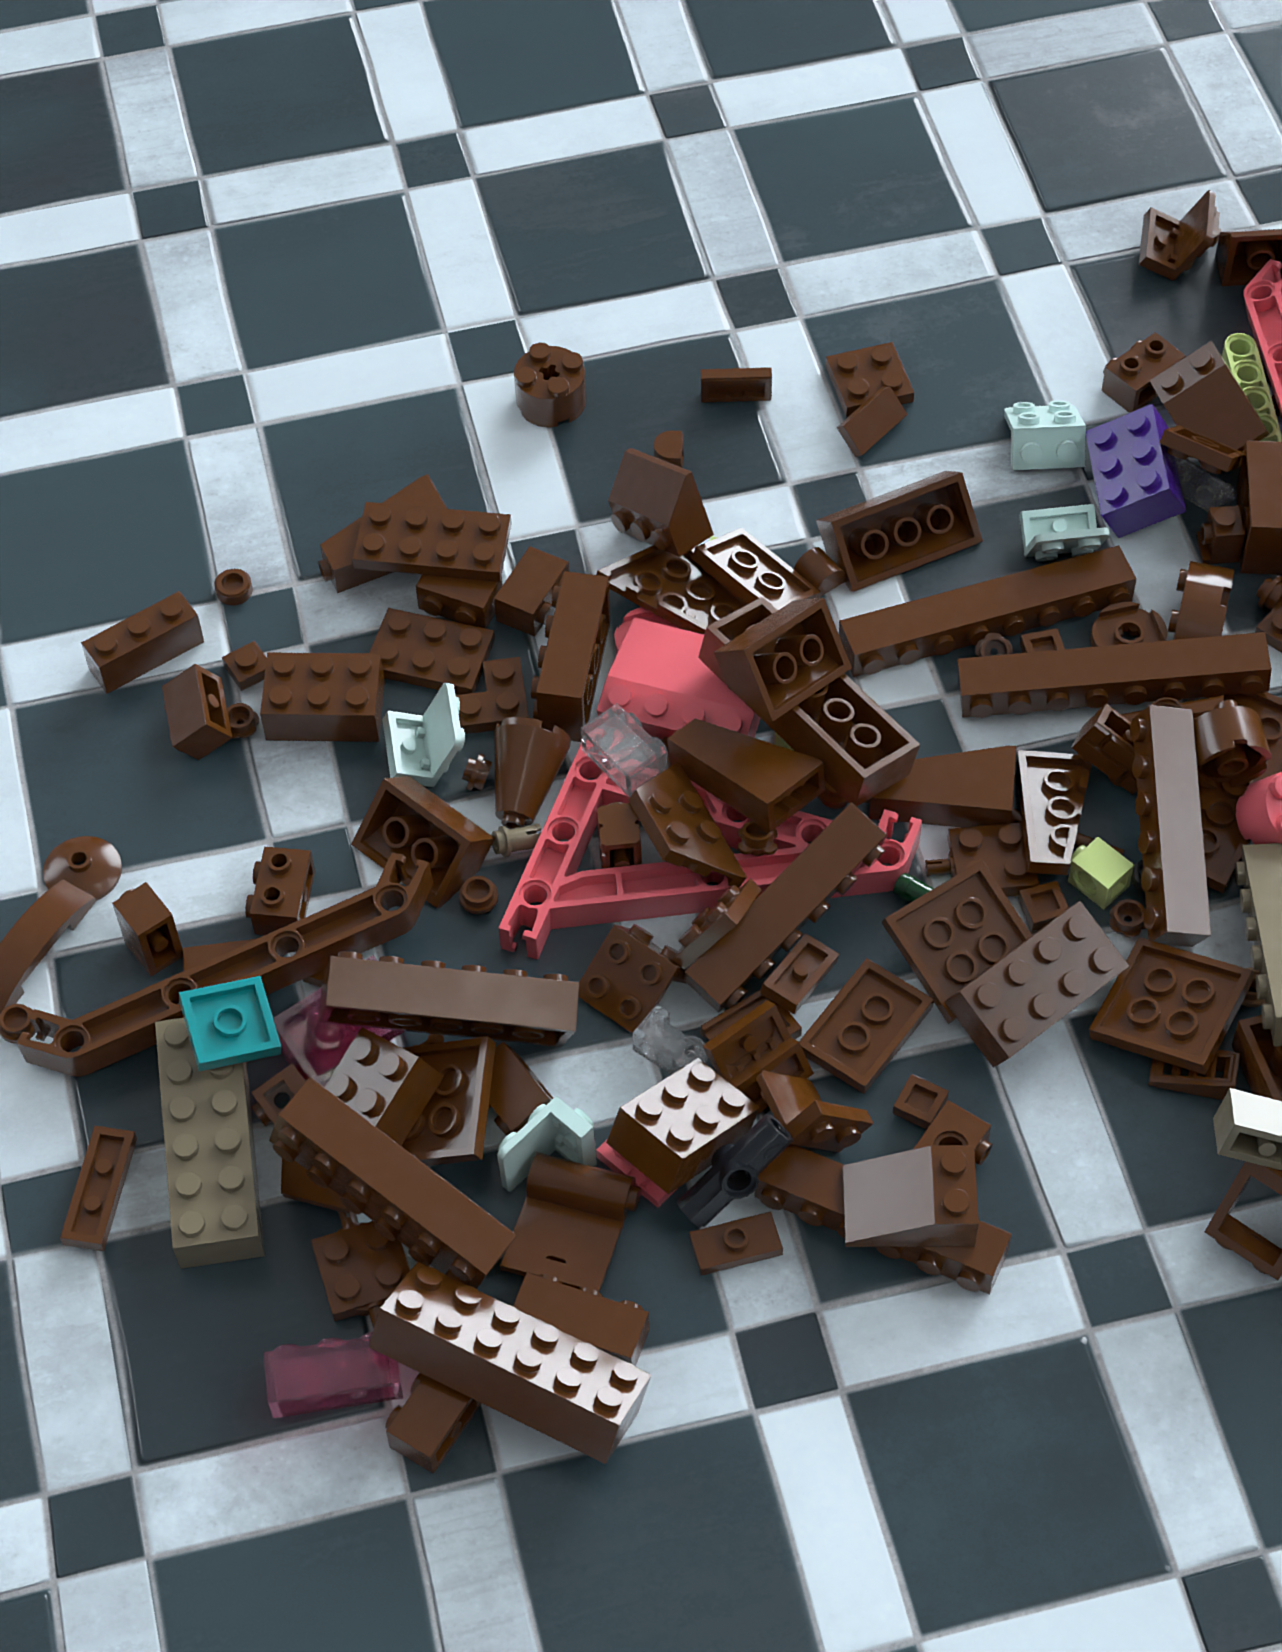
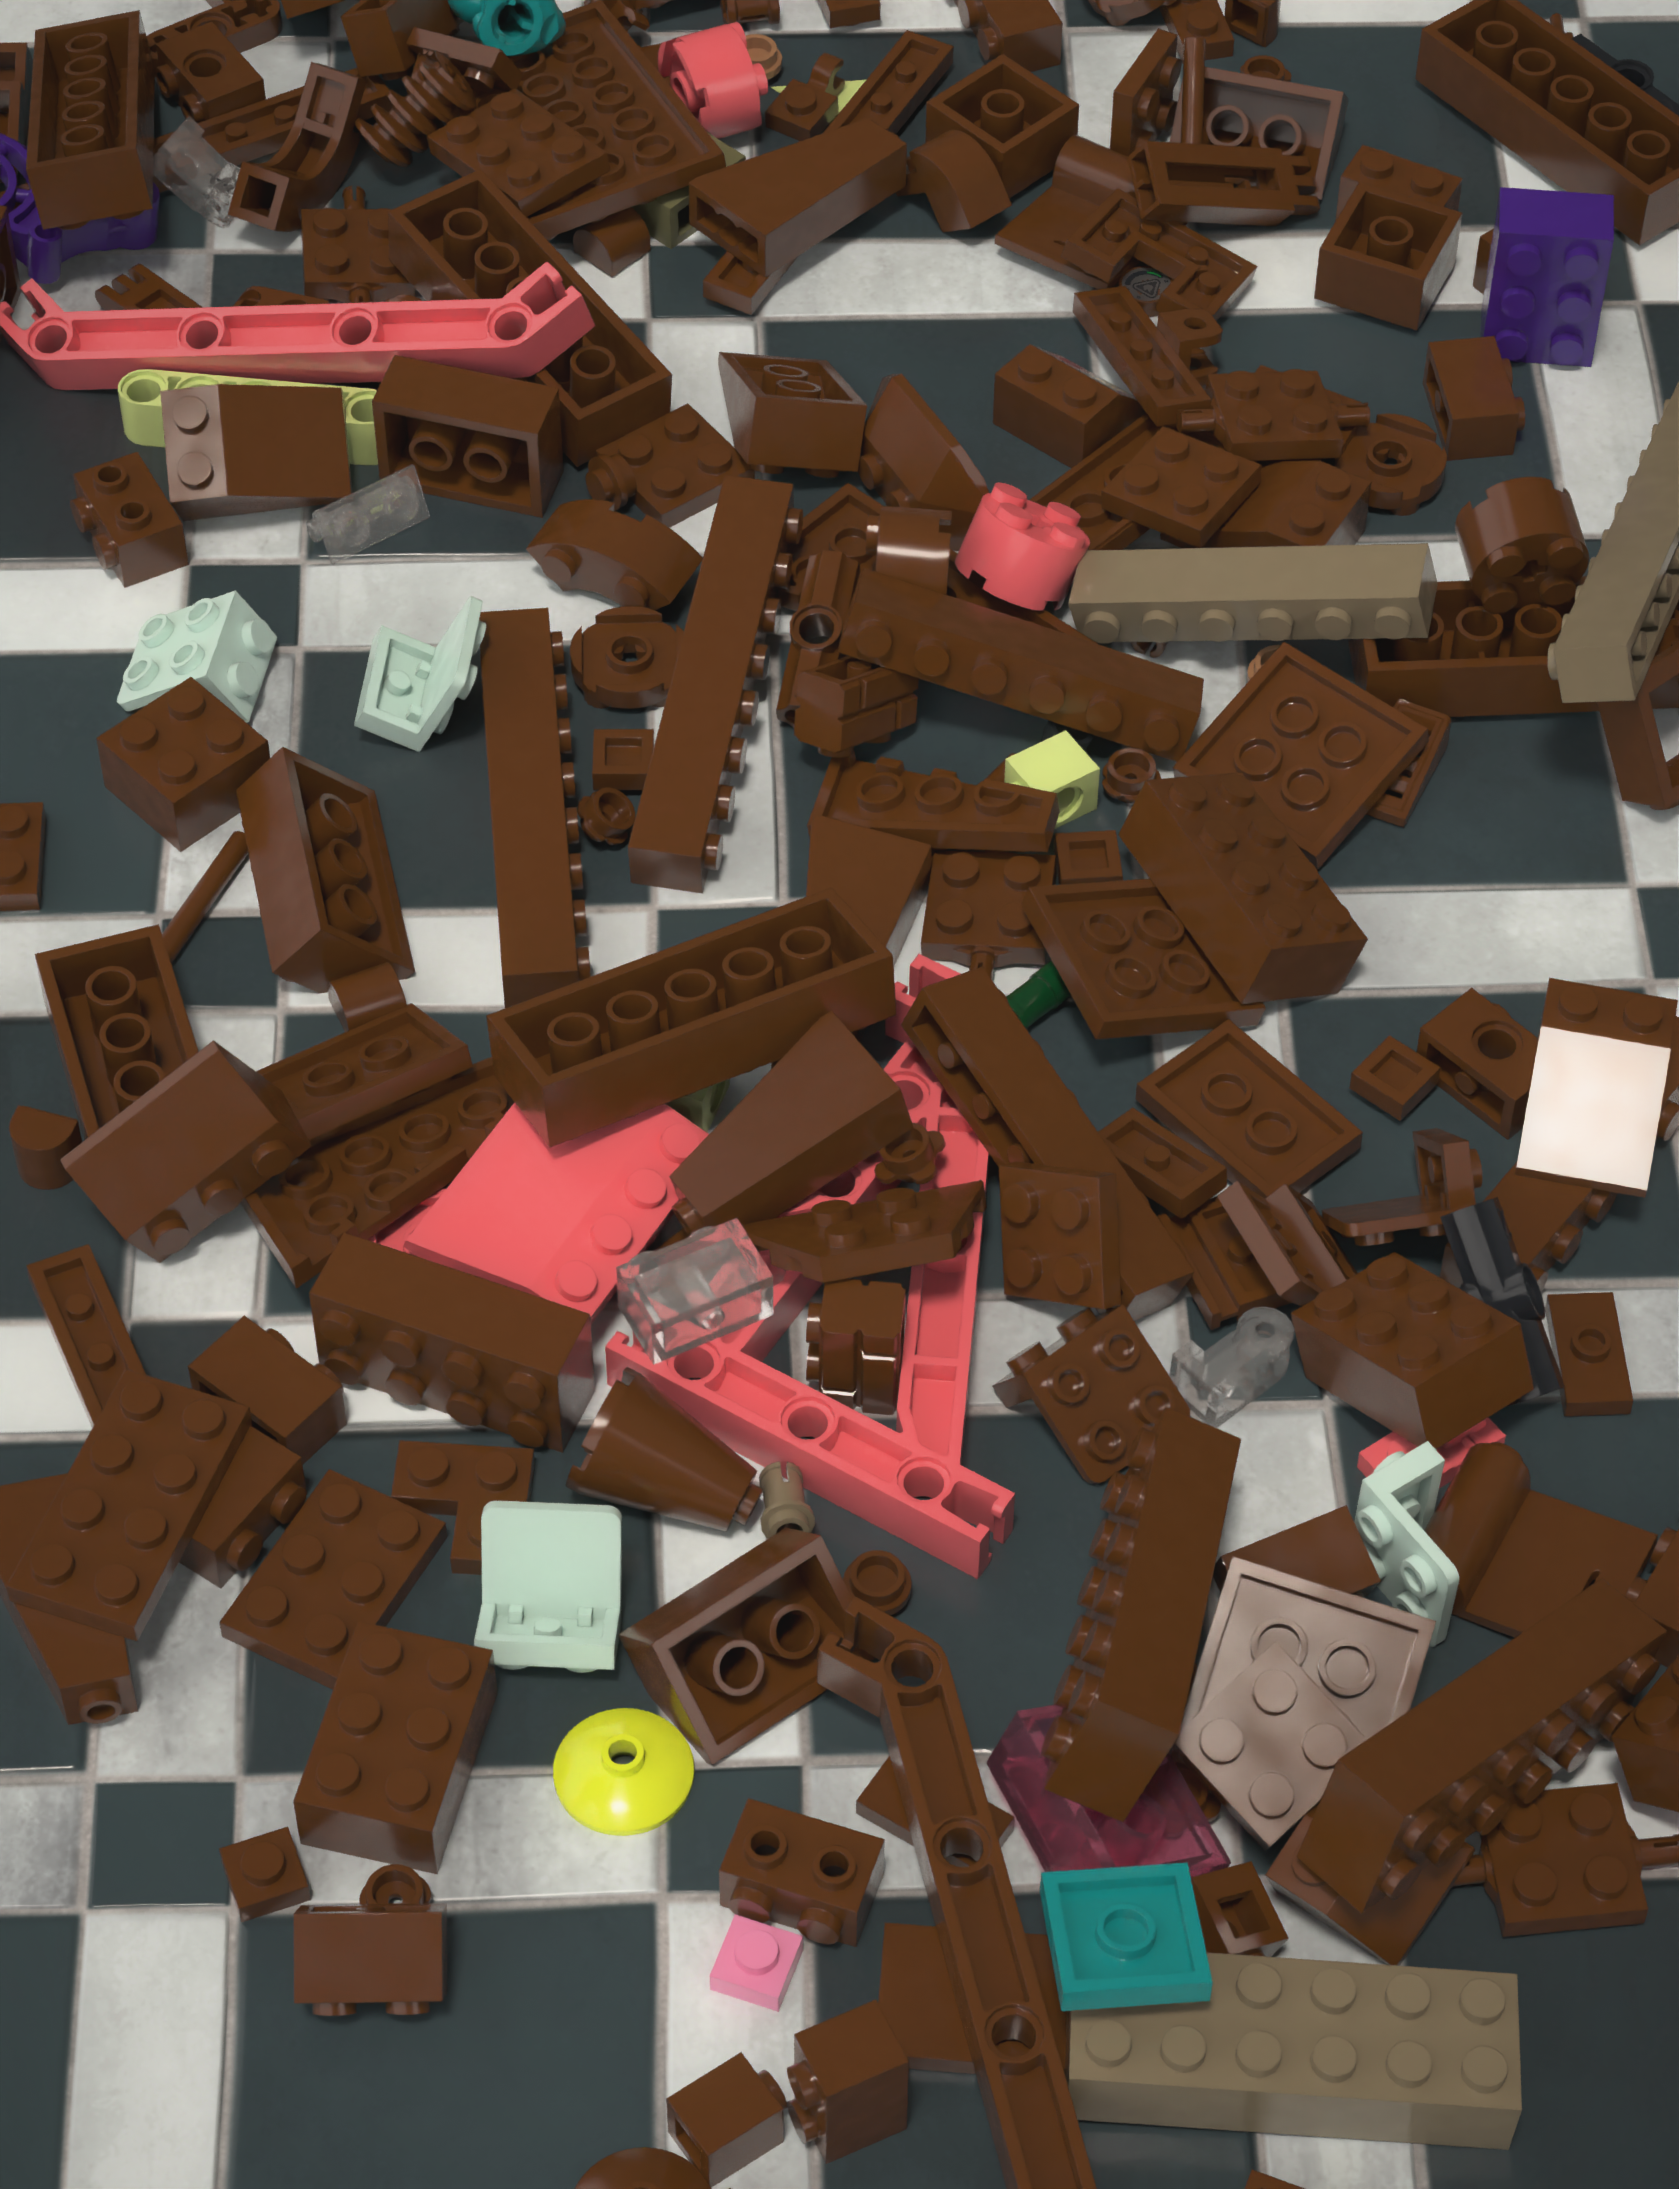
camera: 80 degrees left, 5 degrees down
(127, 874) = (727, 2118): none -> reddish brown brick
(143, 642) = (166, 2033): reddish brown brick -> none
(231, 887) = (756, 1962): none -> bright pink plate
(233, 586) = (66, 1875): reddish brown tile -> none
(337, 819) = (630, 1795): none -> neon yellow dish
(476, 772) = (640, 1541): reddish brown plate -> none
(554, 509) = (84, 1324): none -> reddish brown plate
(748, 465) = (114, 1020): none -> reddish brown brick
(784, 658) = (646, 992): reddish brown slope -> none
(859, 480) = (205, 894): none -> reddish brown bar
(872, 421) = (82, 866): reddish brown tile -> none
(960, 440) = (181, 762): none -> reddish brown brick
(1133, 472) = (341, 559): brick -> none
(1213, 454) = (347, 467): reddish brown plate -> none
(1221, 536) = (486, 506): reddish brown brick -> none

